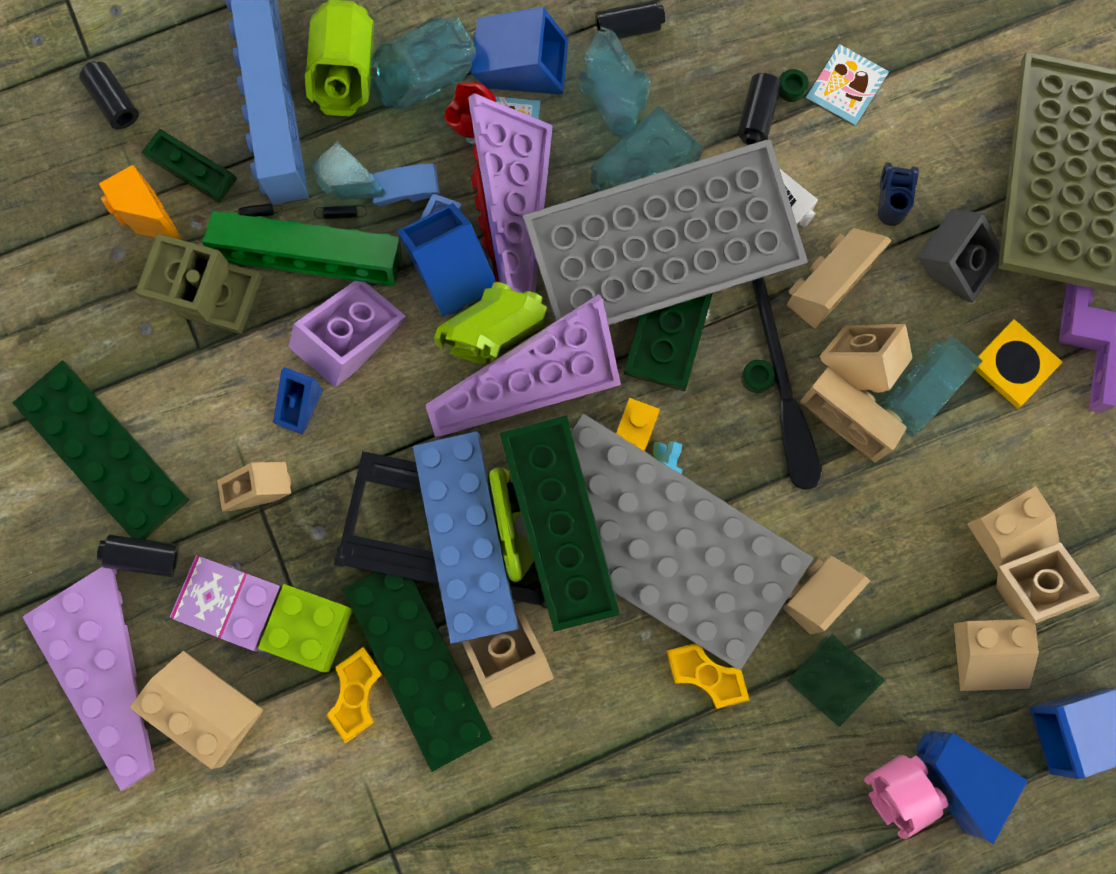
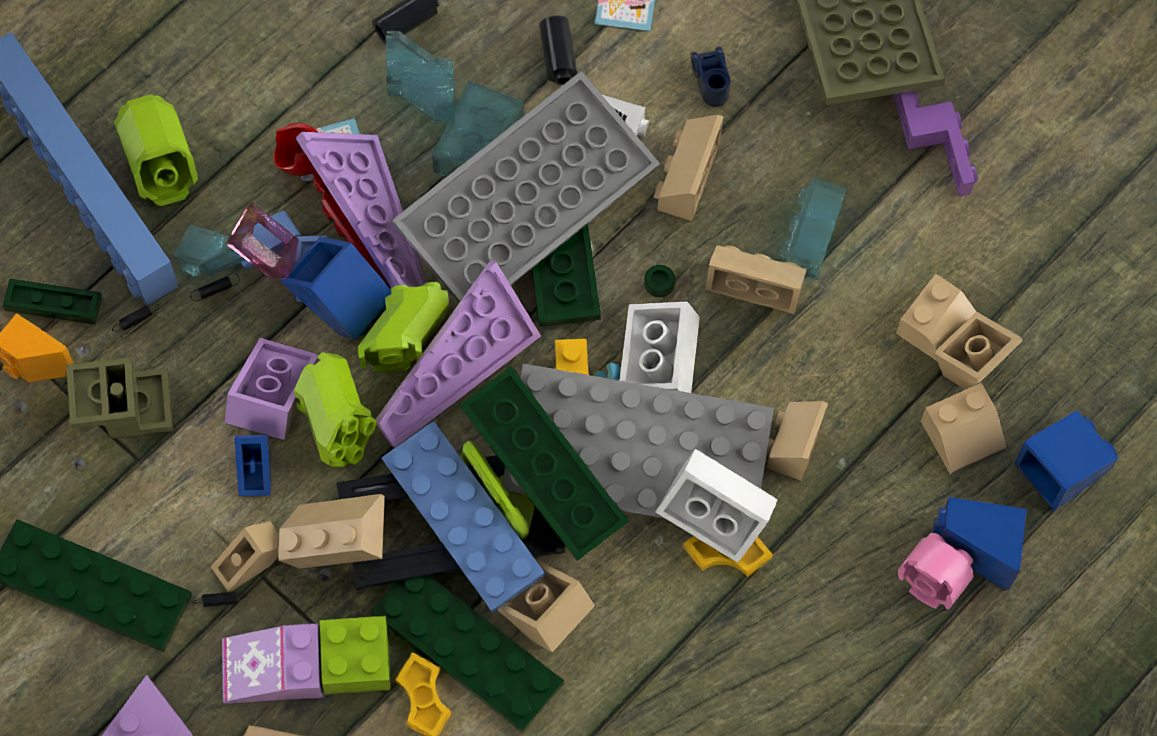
camera: 25 degrees left, 10 degrees down
(138, 555) = (172, 656): black brick -> none
(210, 515) = (219, 599): none -> black piece
(305, 248) = (201, 329): green brick -> none
(335, 499) = (333, 532): none -> tan slope
(383, 197) = (258, 254): none -> clear pink tile
(389, 379) = (334, 410): none -> lime brick
(422, 62) = (234, 124): clear light blue brick -> none
(520, 52) = (318, 82): blue slope -> none
(715, 635) = (717, 506): none -> white slope
(728, 447) = (660, 345): none -> white slope
(793, 85) = (579, 17): dark green tile -> none
(797, 439) = (718, 321): black piece -> none
(835, 680) = (839, 506): clear green hinge -> none
(869, 355) = (748, 222): tan slope -> none
(962, 253) = (791, 105): dark grey slope -> none
(1016, 363) = (879, 181): yellow tile -> none

